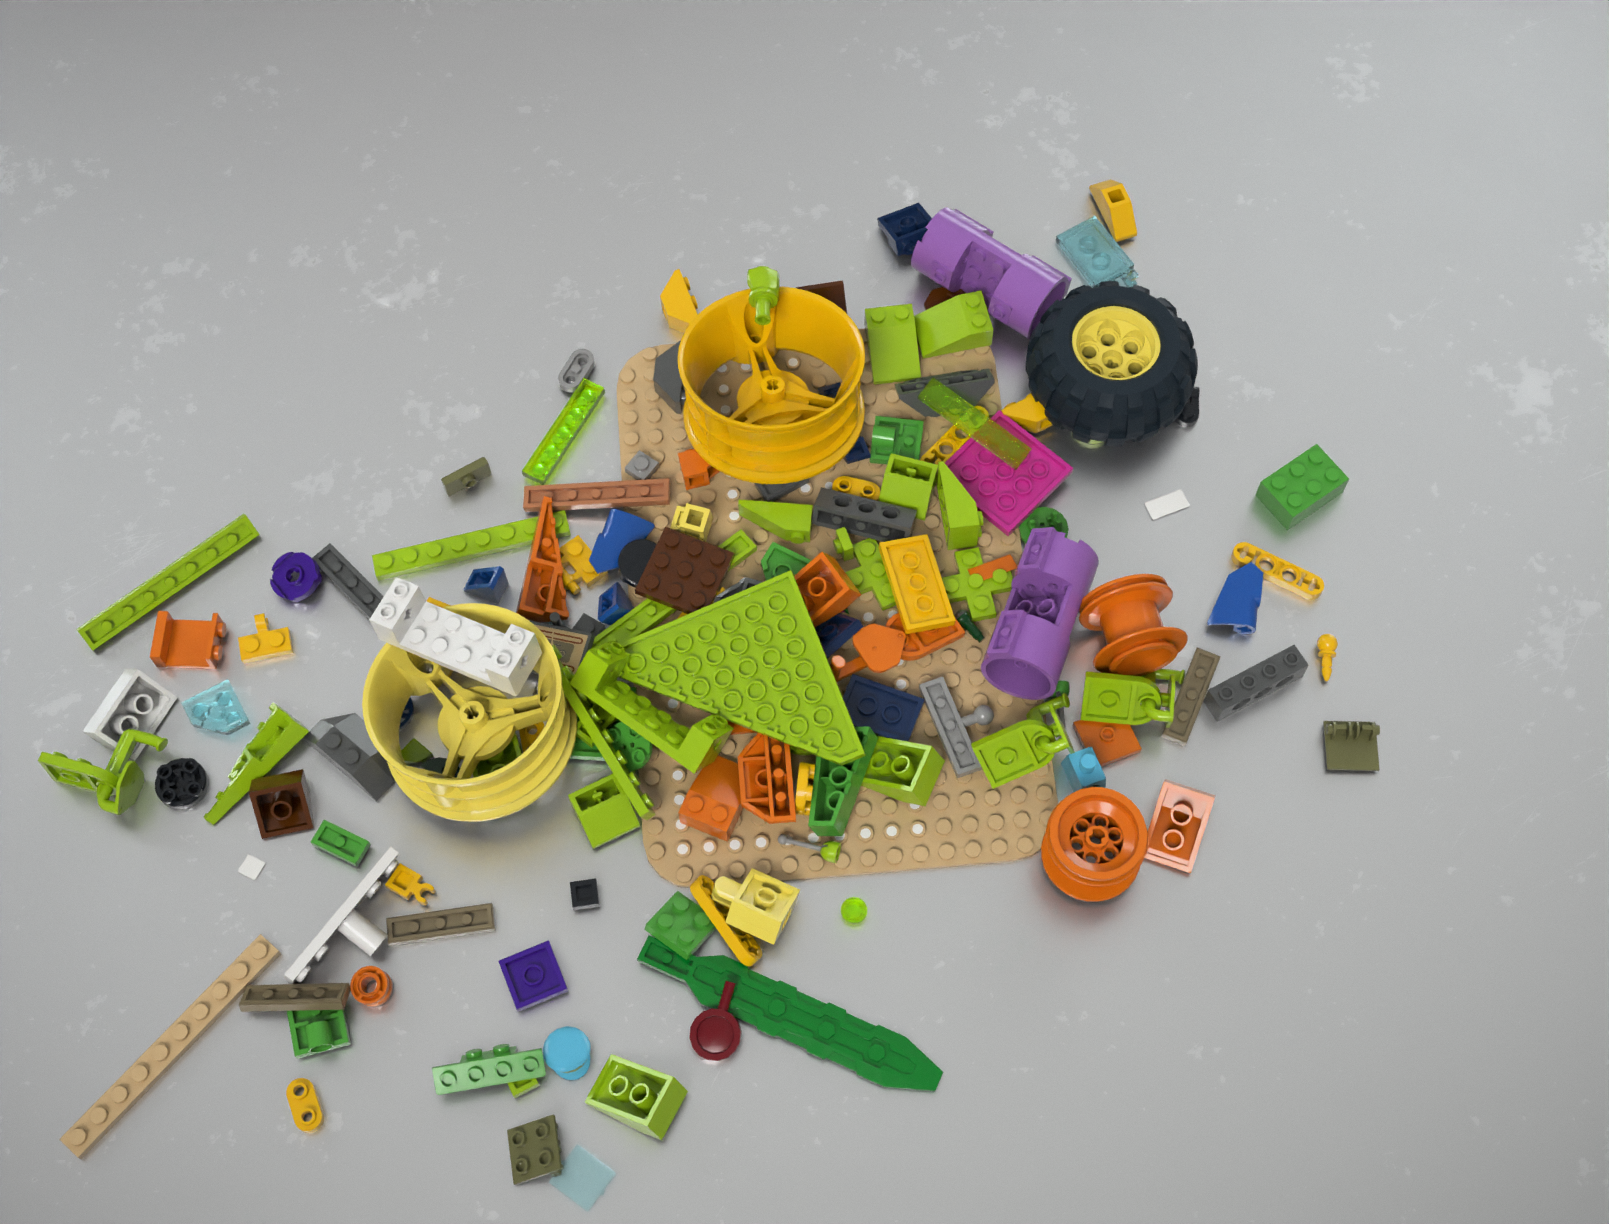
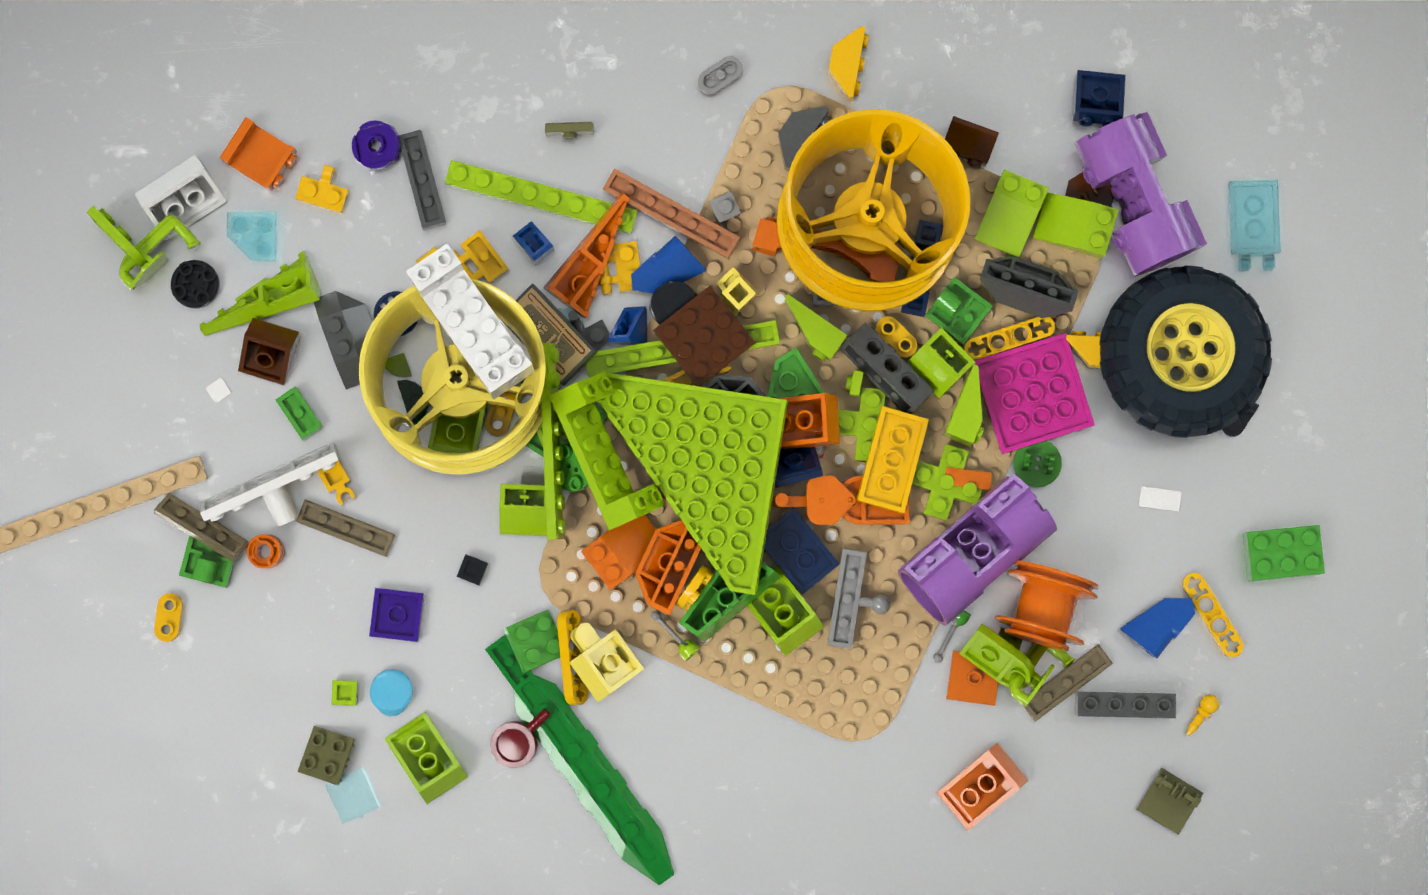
camera: 25 degrees right, 20 degrees up
(167, 582) = (267, 88): lime plate -> none
(488, 1068) = (323, 671): bright green bracket -> none
(563, 431) = (677, 131): clear neon green plate -> none
(764, 292) = (908, 130): lime piece -> none
(854, 910) = (679, 705): clear neon green plate -> none
(965, 621) = (916, 509): dark green piece -> none
(974, 423) = (1031, 339): clear neon green plate -> none
(1024, 744) = (898, 657): lime plate -> none
(1083, 770) = (932, 702): medium azure torso -> none
(1103, 816) = (907, 739): orange wheel -> none
(1115, 208) = (1299, 183): yellow slope -> none

